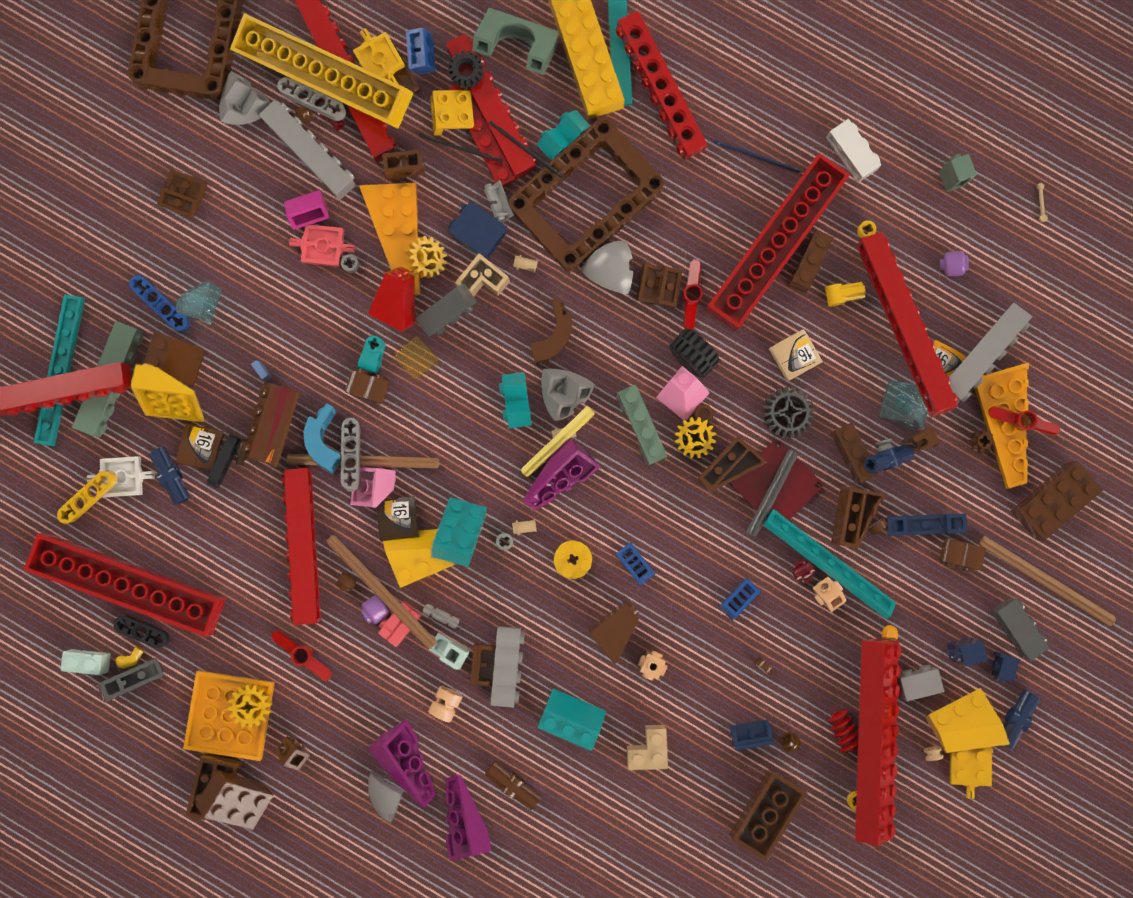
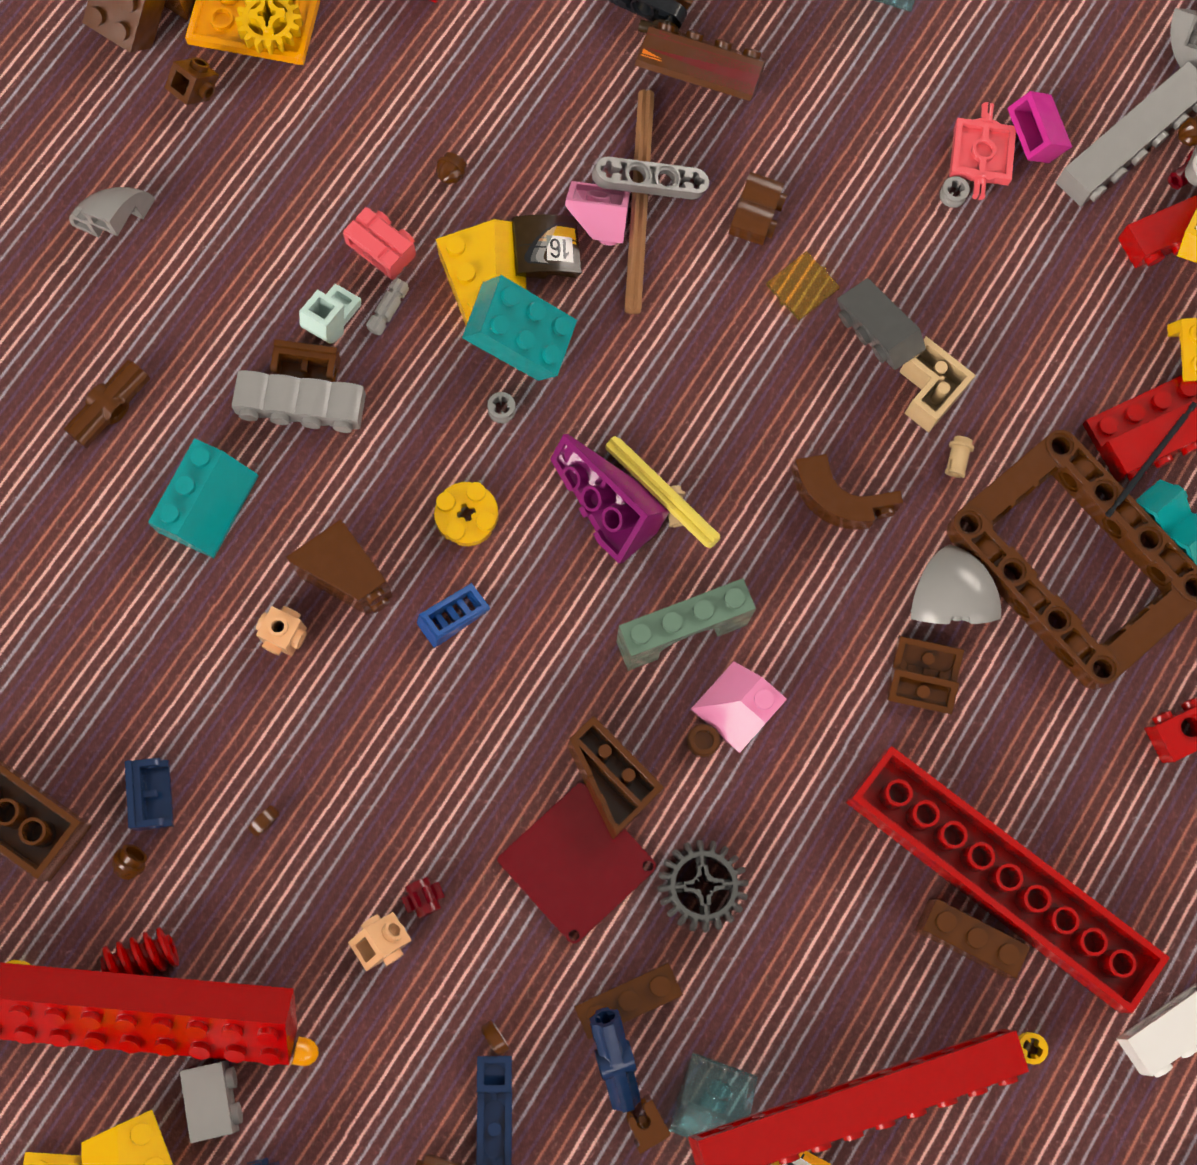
camera: 85 degrees right, 10 degrees down
(261, 370) = (784, 58): medium blue tile -> none
(302, 546) = (509, 106): red brick -> none
(311, 663) = (328, 113): red piece -> none
(314, 440) = (675, 126): dark azure arch -> none
(371, 357) = (805, 217): teal piece -> none
(374, 610) = (404, 207): medium lavender head -> none
(391, 602) = (429, 214): medium nougat axle -> none
(395, 220) = (1022, 262): light orange wing -> none
(395, 299) = (898, 246): red slope -> none
(401, 758) = (166, 240): magenta wedge -> none
(403, 164) = (1118, 271): reddish brown brick -> none
(426, 257) = (975, 291): yellow gear -> none
(444, 705) = (242, 302): light nougat wheel -> none
(460, 148) = (1148, 362): black piece -> none
(466, 828) = (37, 332): magenta wedge -> none
(477, 230) = (1012, 383): dark blue brick -> none
(500, 206) = (1049, 417): light grey hinge -> none
(516, 400) = (718, 431): teal brick -> none
(524, 527) = (523, 437): tan pin -> none
(564, 391) = (744, 508): light grey brick -> none
(651, 755) = (135, 626): tan brick -> none
(693, 283) = (890, 727): red piece -> none
(694, 353) = (808, 720): black tyre -> none
(700, 430) = (675, 729): yellow gear -> none
(727, 610) = (363, 766): blue slope -> none
(757, 156) = (1156, 857): dark blue piece -> none
(772, 493) = (563, 850): dark grey axle -> none
(795, 355) = (804, 905): slope -> none
(830, 564) = (431, 948): teal plate -> none
(839, 294) = (913, 989): yellow piece -> none
(853, 515) = (516, 993): reddish brown wedge -> none
(885, 444) = (642, 1059): light grey bush -> none
(933, 753) = (83, 1120): tan bush -> none

